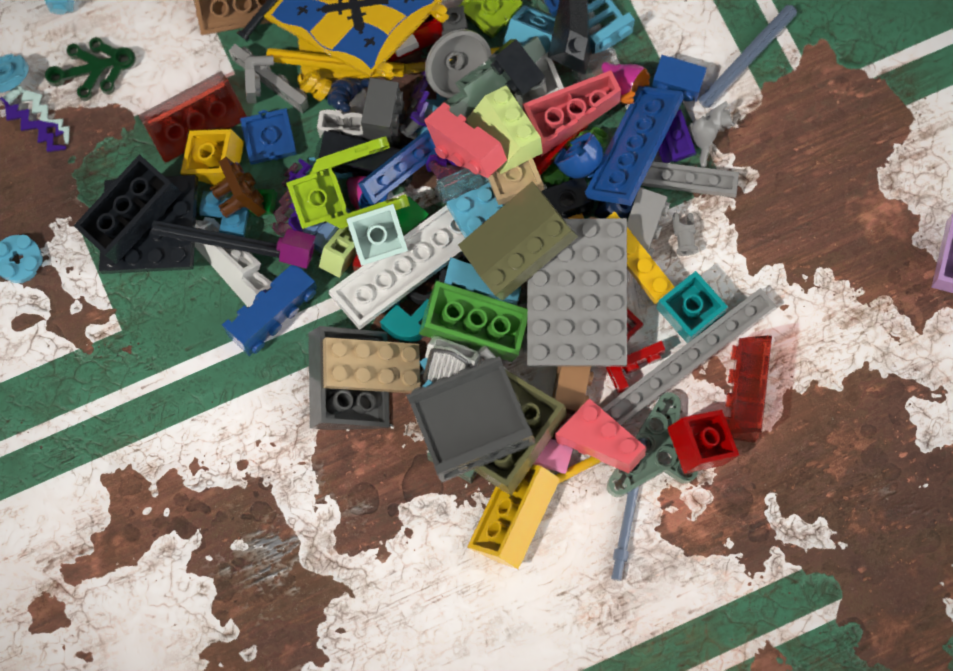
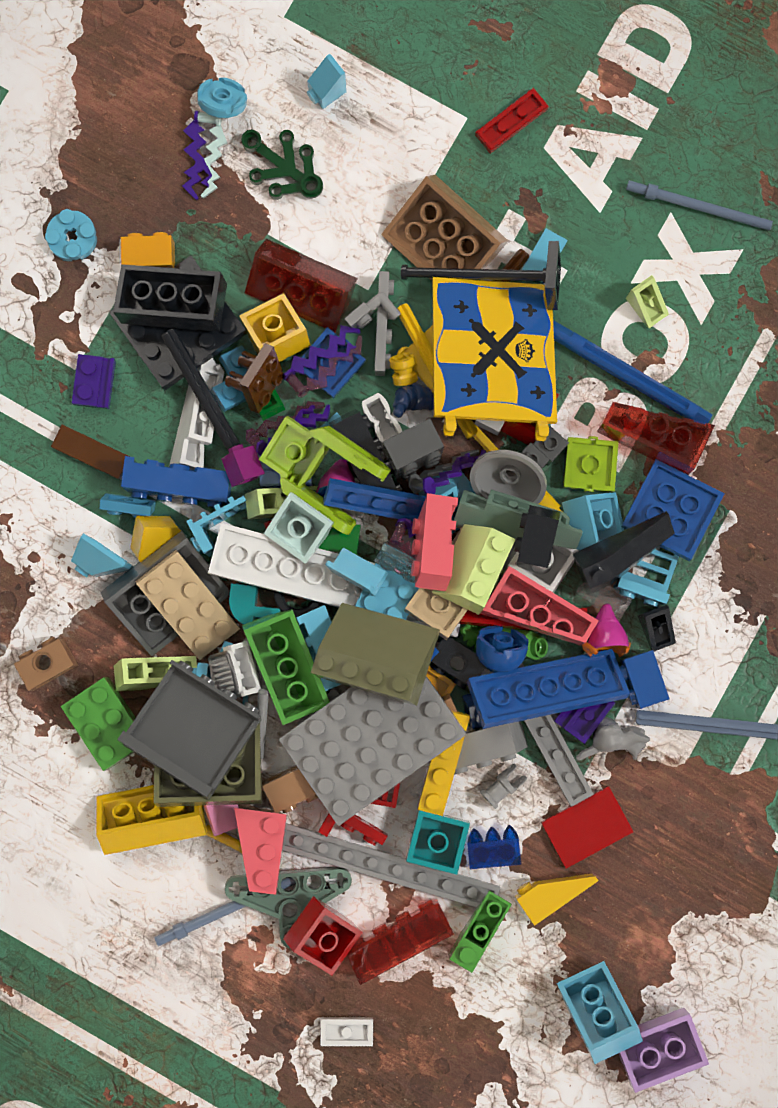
camera: 50 degrees right, 10 degrees up
(77, 202) = (148, 250): none -> light orange brick
(142, 321) = (93, 381): none -> dark purple plate
(195, 361) = (89, 451): none -> reddish brown tile
(251, 368) = (117, 504): none -> dark azure plate
(263, 128) = (331, 353): none -> piece
(284, 408) = (97, 559): none -> medium azure slope
(295, 359) = (151, 534): none -> yellow slope
(320, 314) = (201, 539): none -> medium azure plate
(336, 525) = (30, 668): none -> medium nougat brick
(397, 438) = (145, 672): none -> yellowish green slope
(414, 496) = (99, 719): none -> bright green brick
(443, 217) = (358, 571): none -> medium azure panel
(646, 42) = (658, 627): none -> black slope
(729, 273) = (494, 850): none -> clear blue plate
(760, 196) = (587, 827): none -> red tile
(783, 325) = (479, 931): none -> bright green slope
(791, 480) = (346, 1031): none -> white plate
(792, 262) = (549, 895): none -> yellow slope
(907, 275) = (599, 1012): none -> medium azure brick

